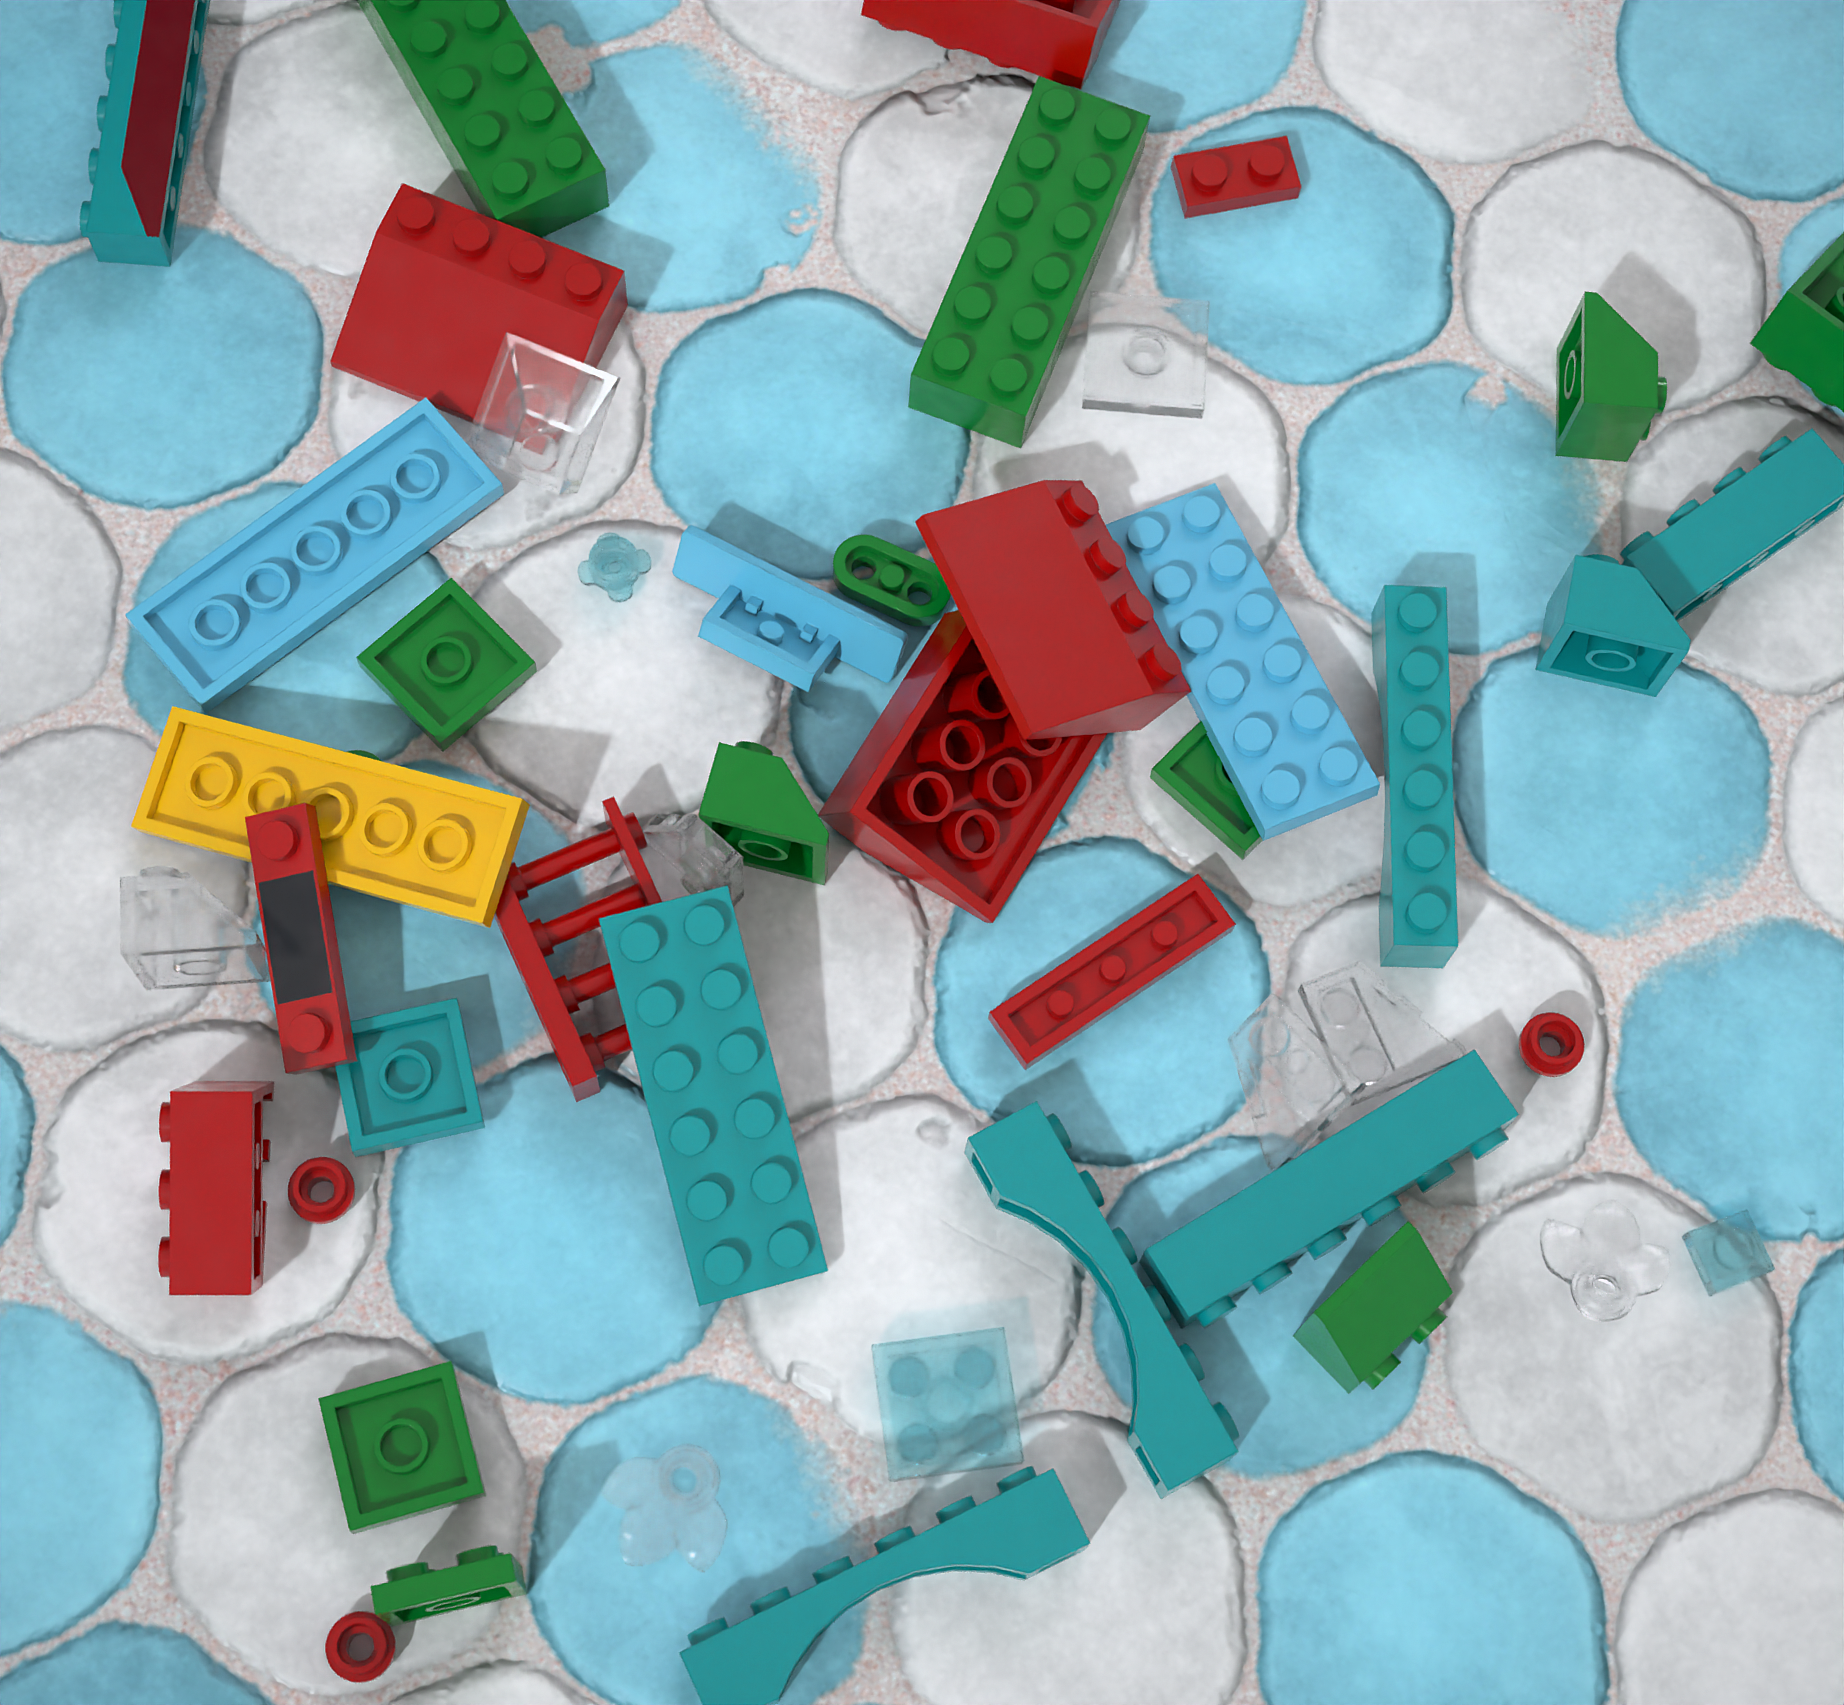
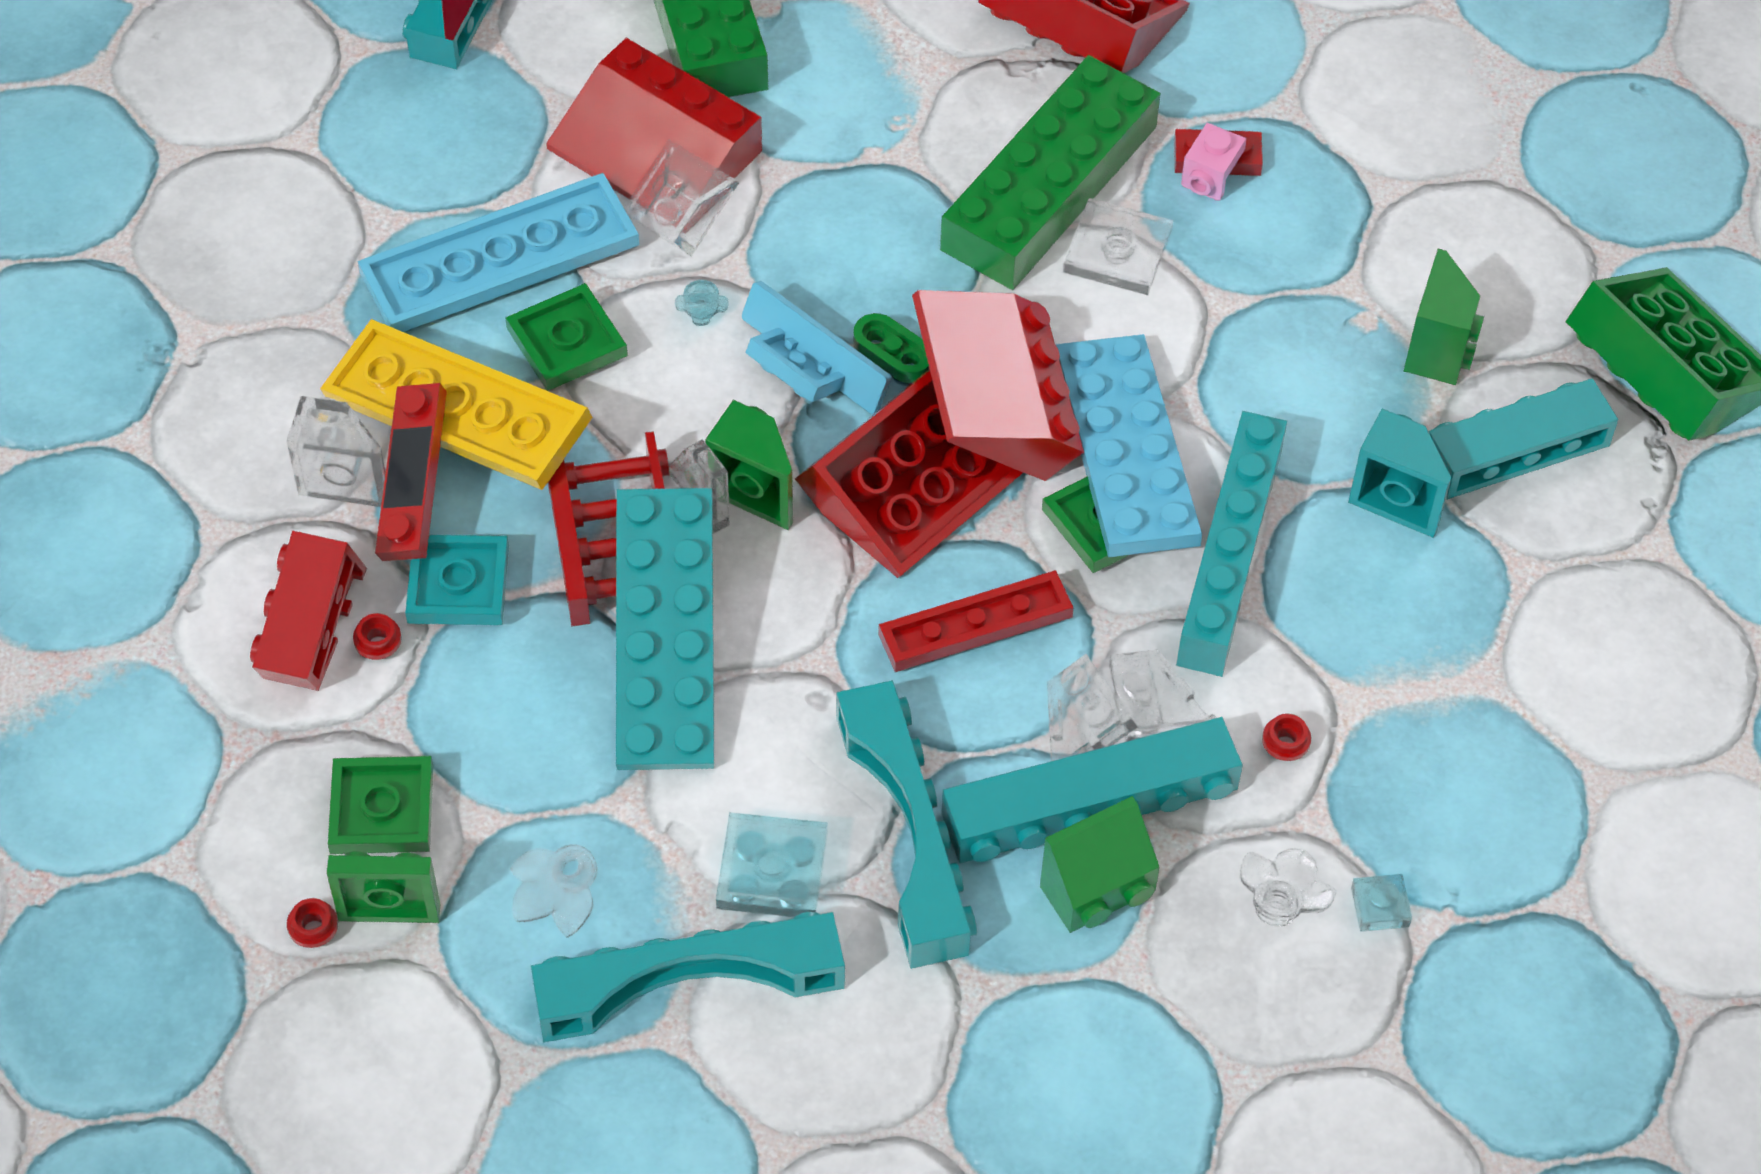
camera: 20 degrees right, 15 degrees down
(1237, 198) = (1211, 161): none -> bright pink bracket

